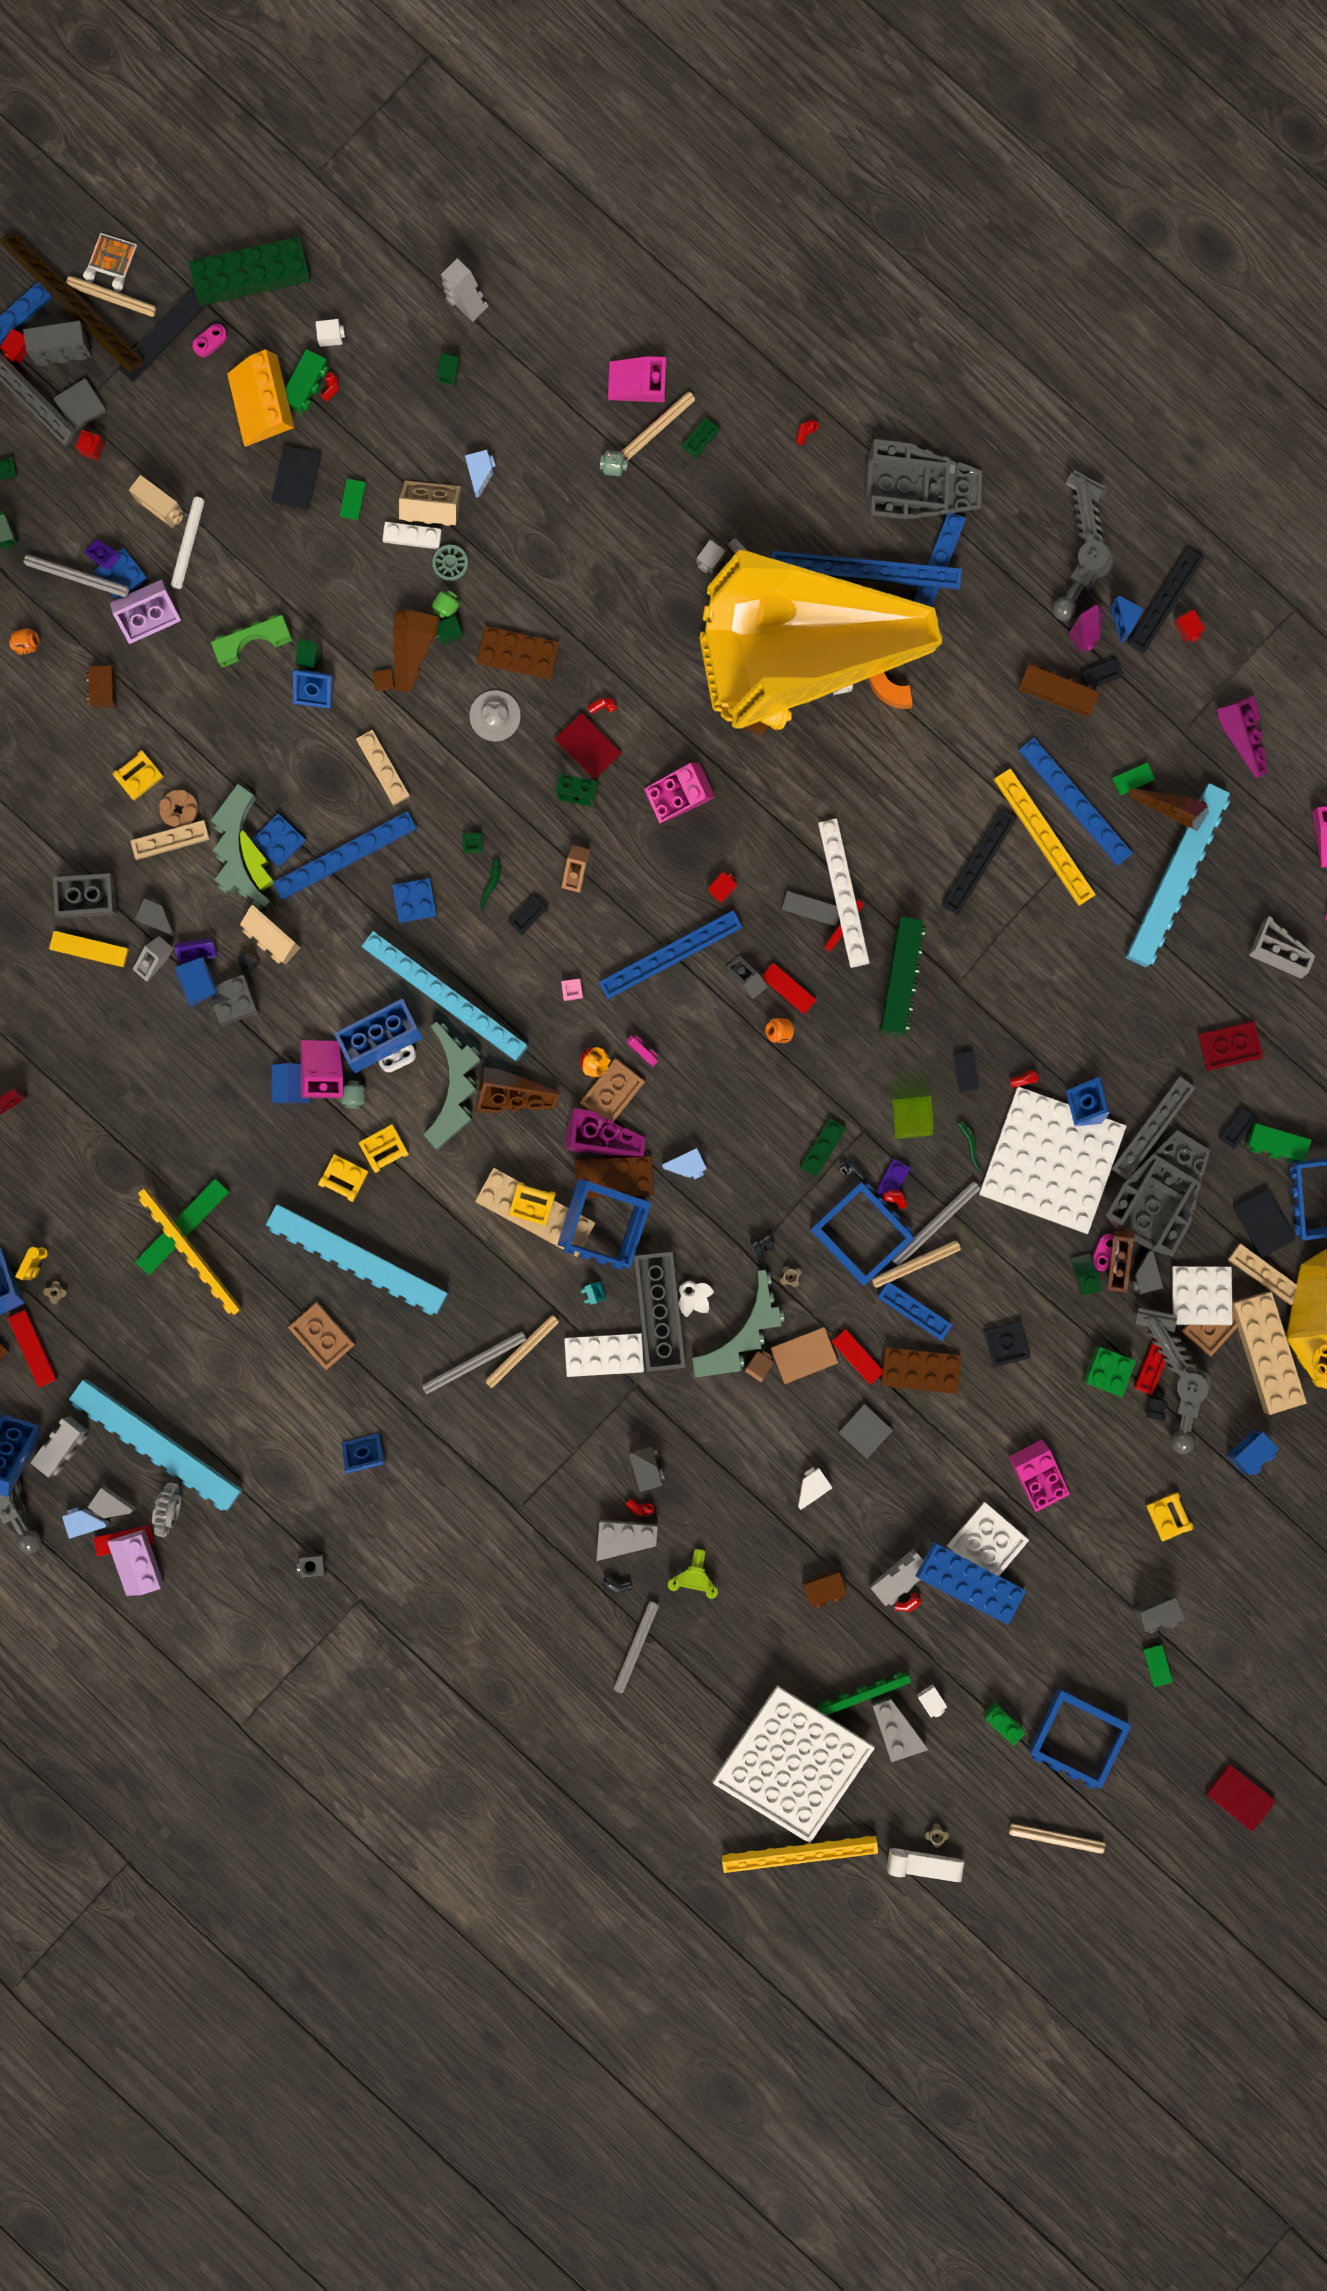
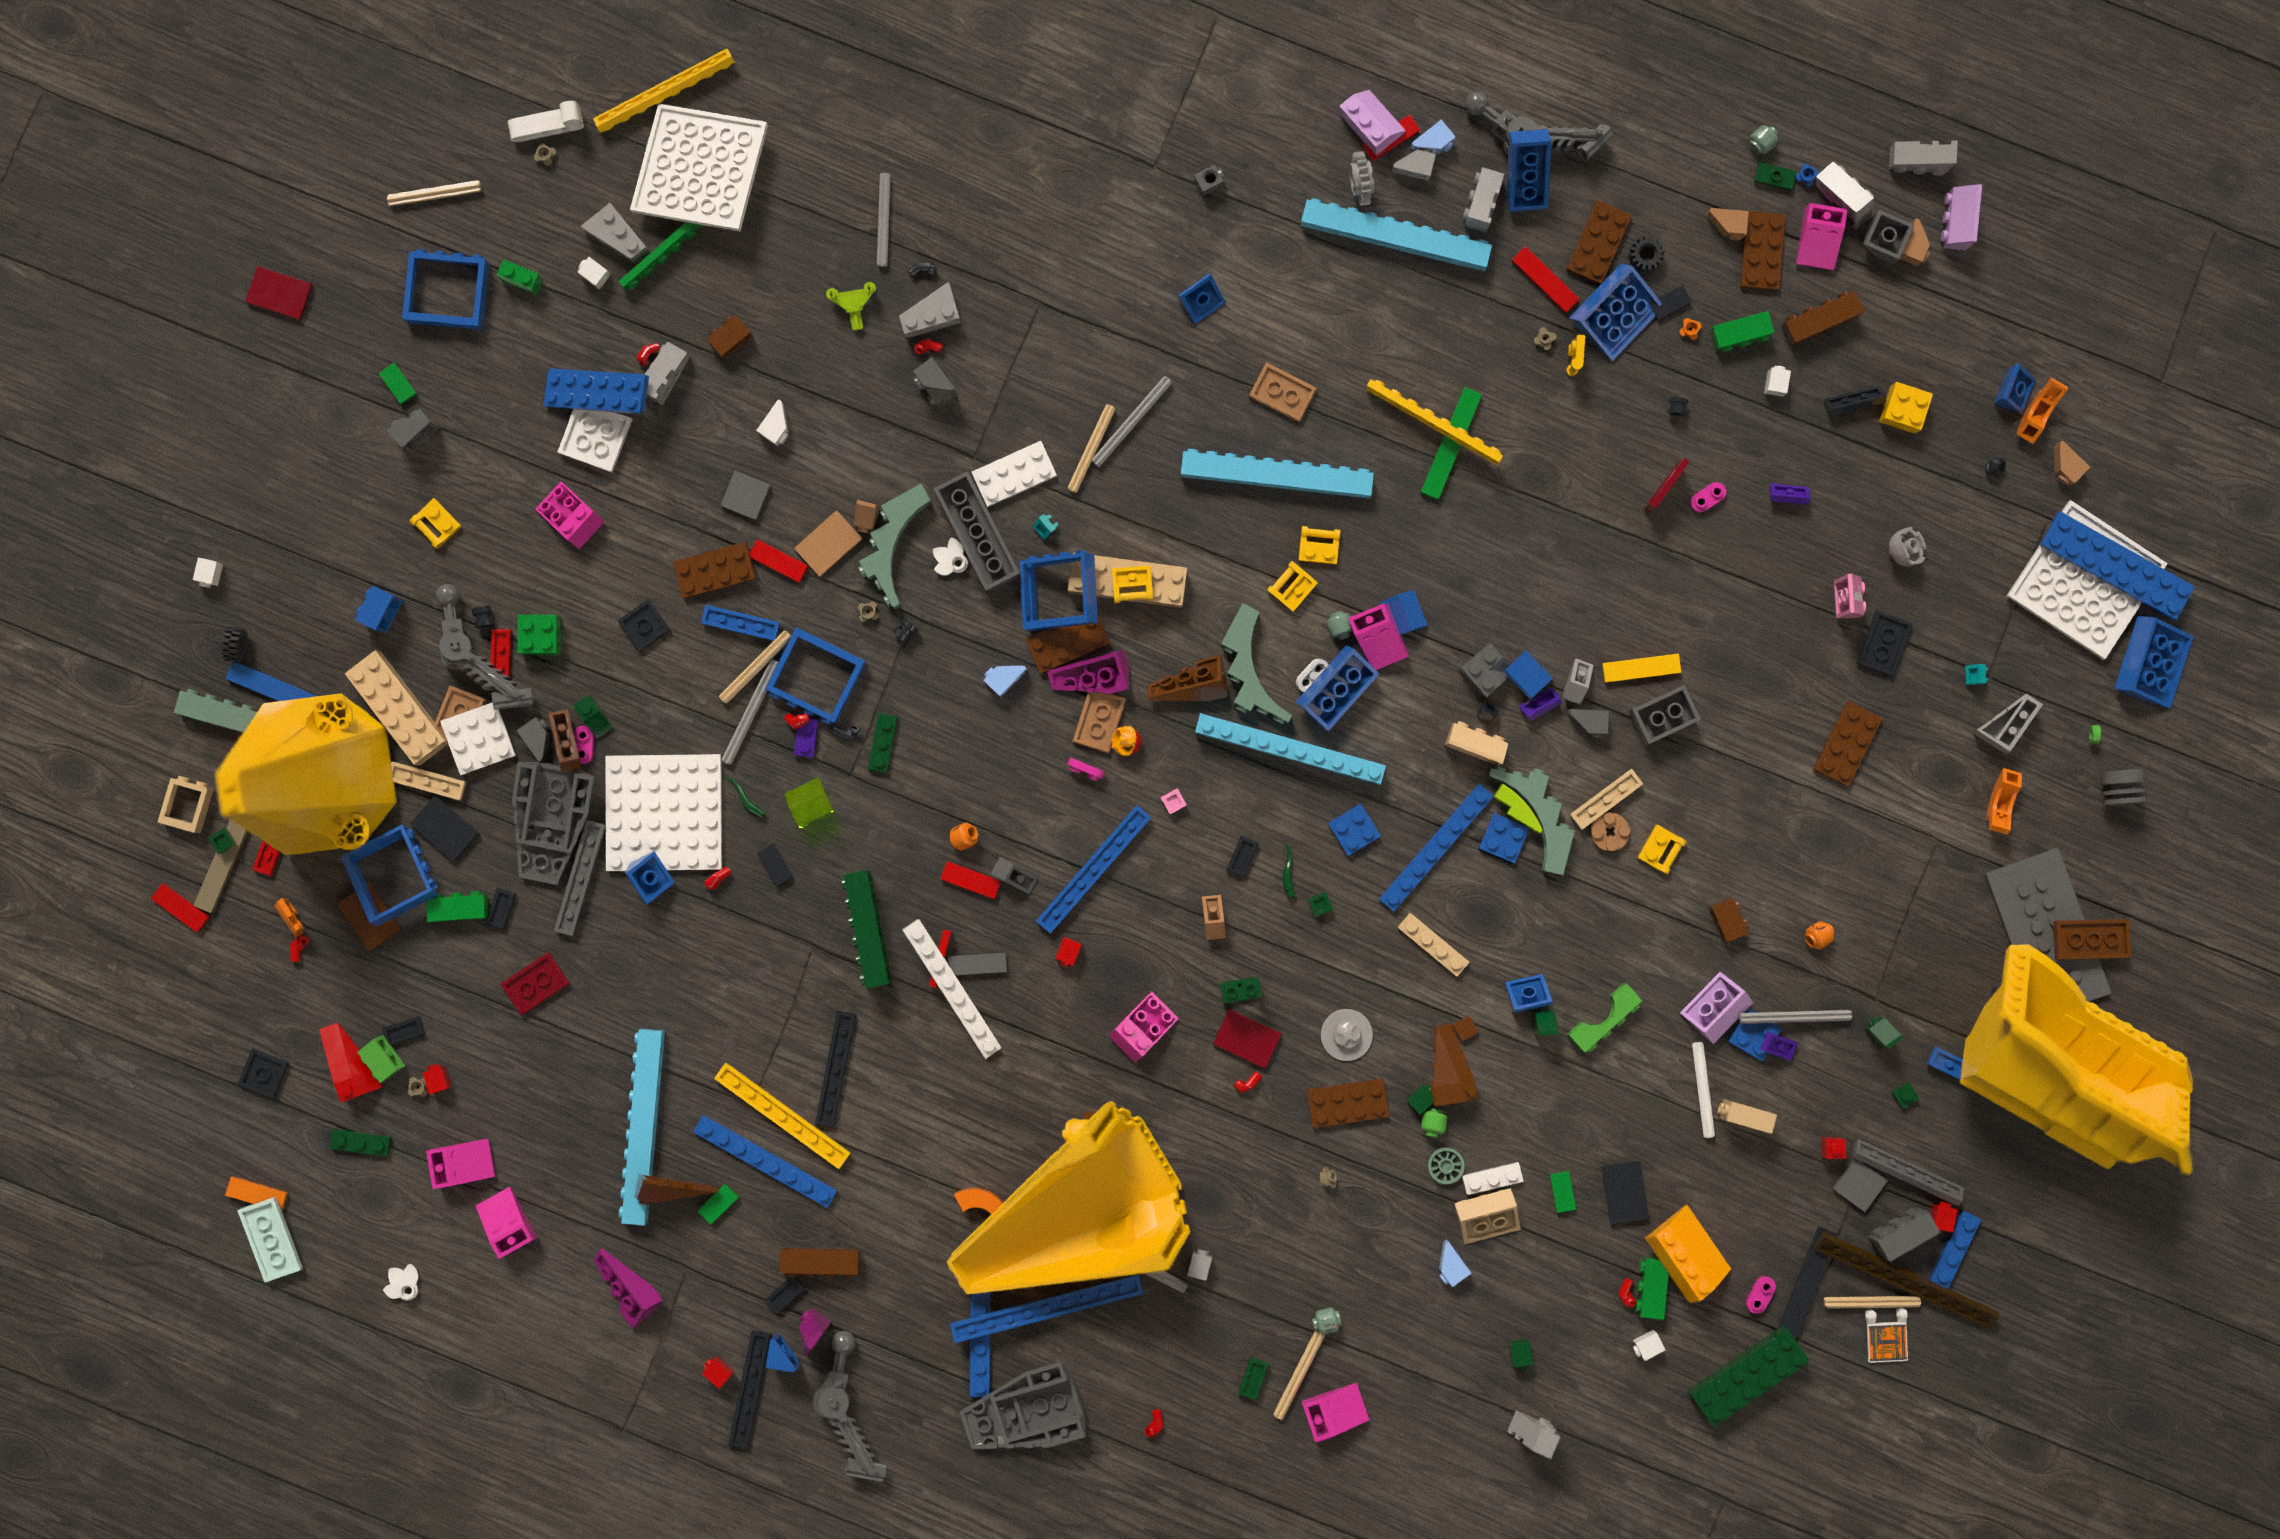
camera: 160 degrees right, 0 degrees up
(562, 591) = (1328, 1177): none -> dark tan plate
(1281, 950) = (521, 1091): light grey wedge -> none

